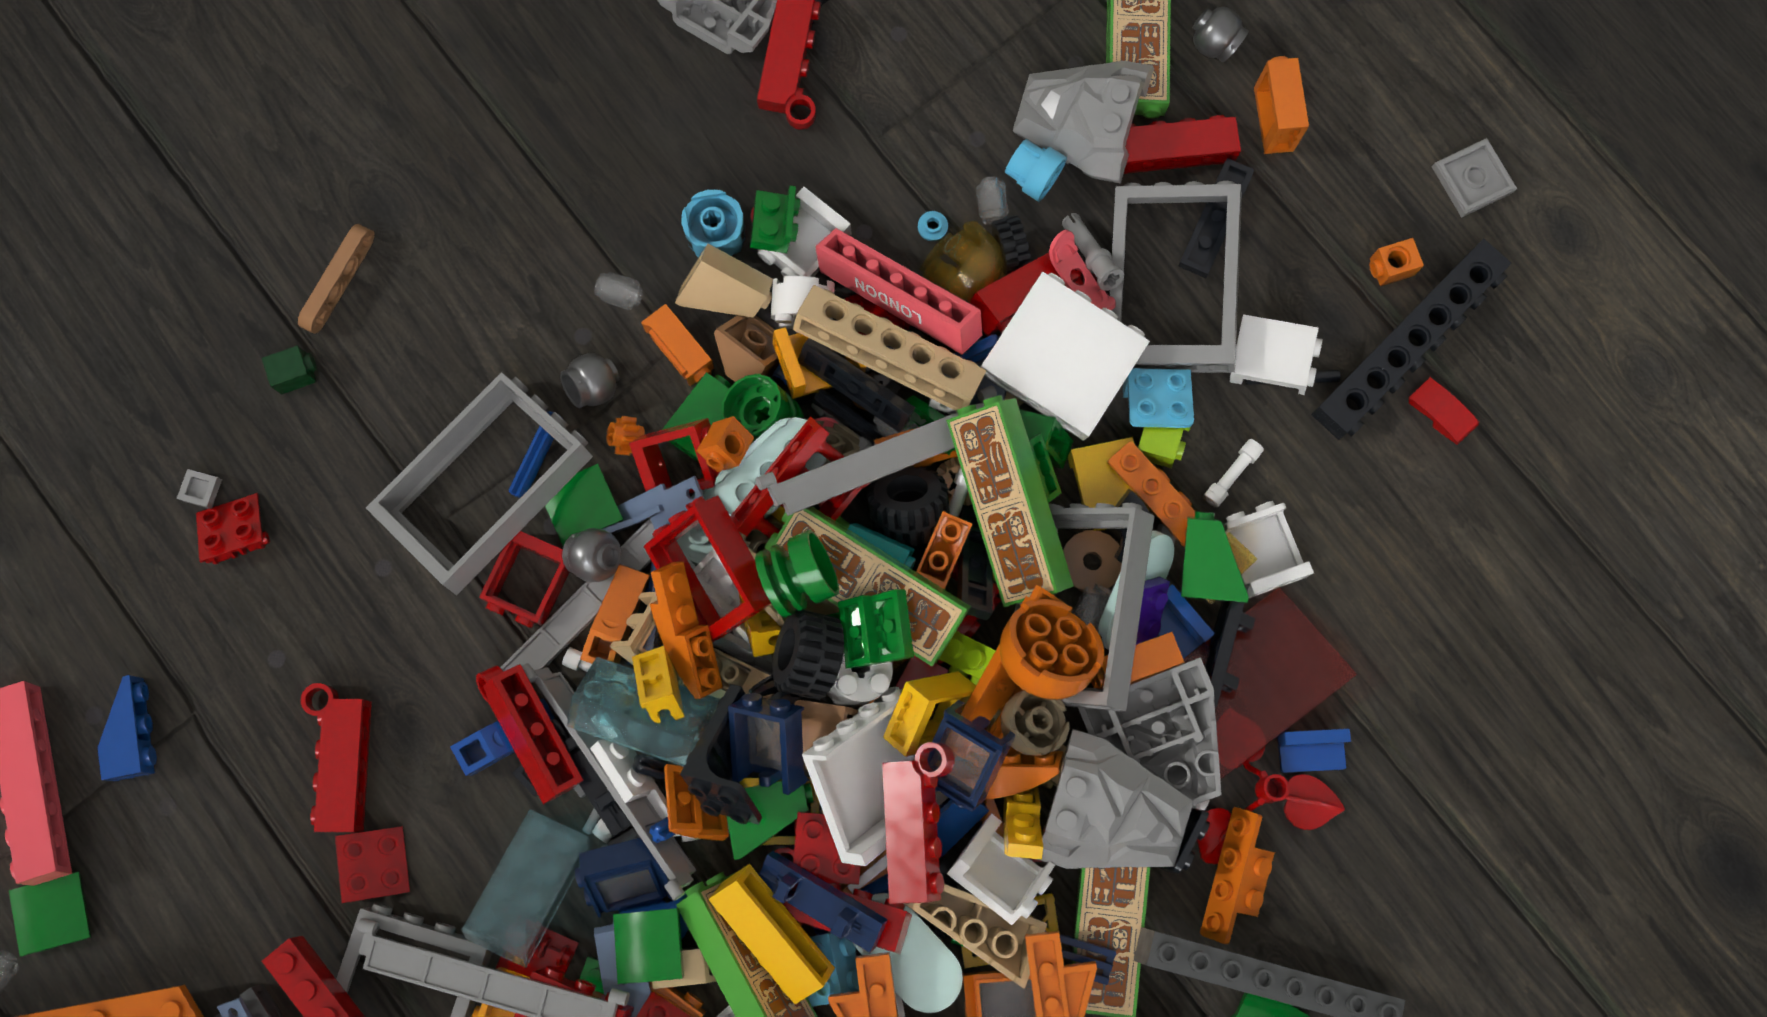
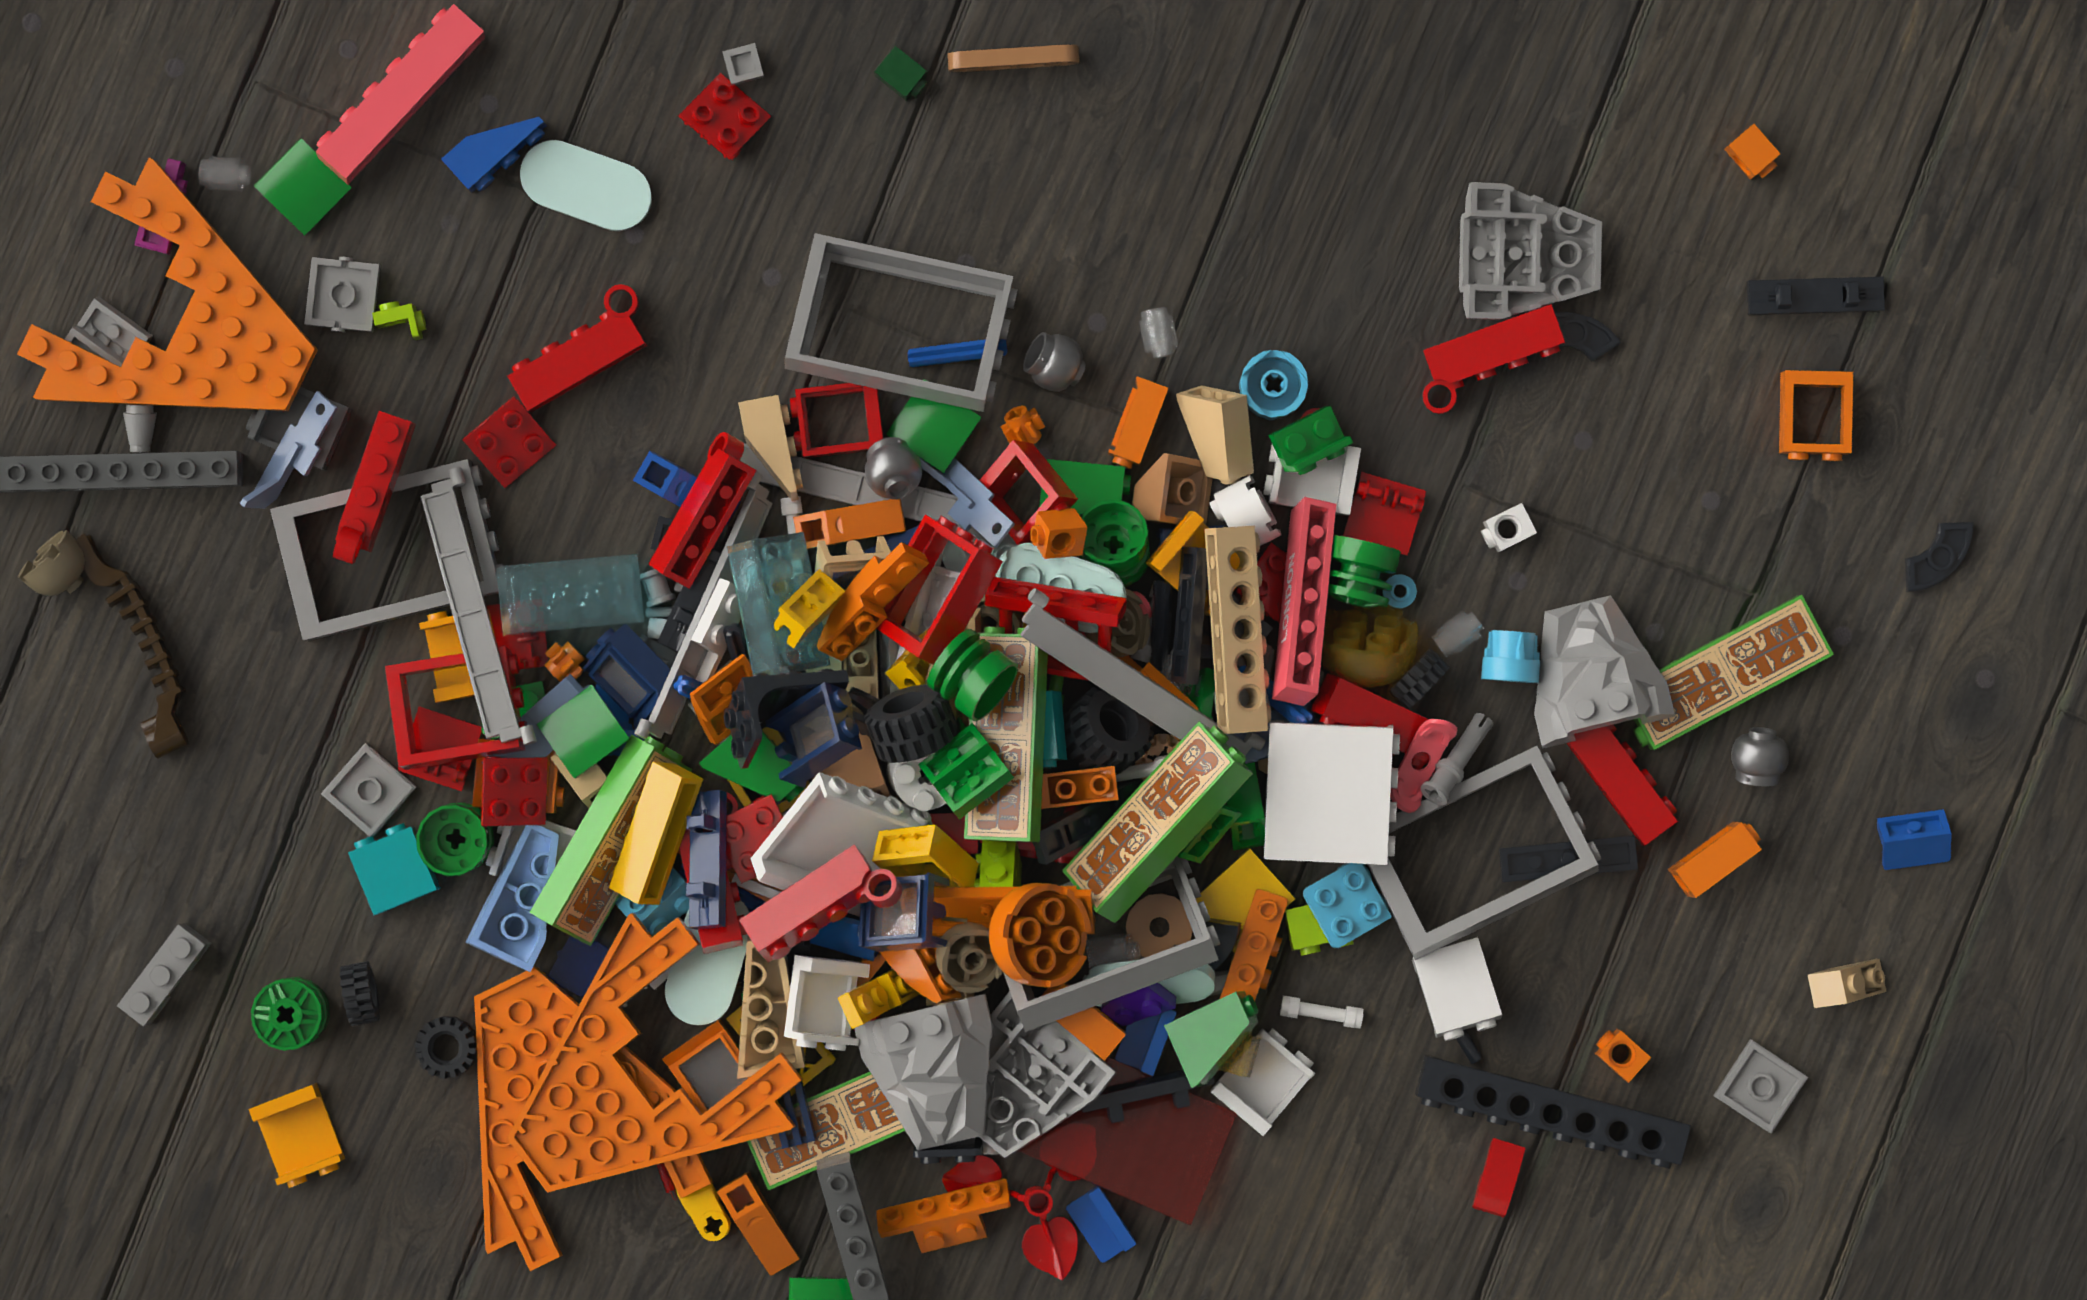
camera: 65 degrees right, 10 degrees up
(159, 934) = (342, 294): none -> light grey plate
(205, 898) = (394, 314): none -> lime bracket
(209, 674) = (585, 185): none -> light aqua tile
(508, 645) = (766, 436): none -> tan slope
(570, 810) = (656, 588): none -> light grey bush
(581, 927) = (564, 661): none -> orange gear
(867, 203) = (1385, 512): none -> red hinge
(898, 238) = (1360, 571): none -> green wheel
(933, 106) = (1522, 523): none -> white brick
(1429, 69) = (1847, 983): none -> tan slope

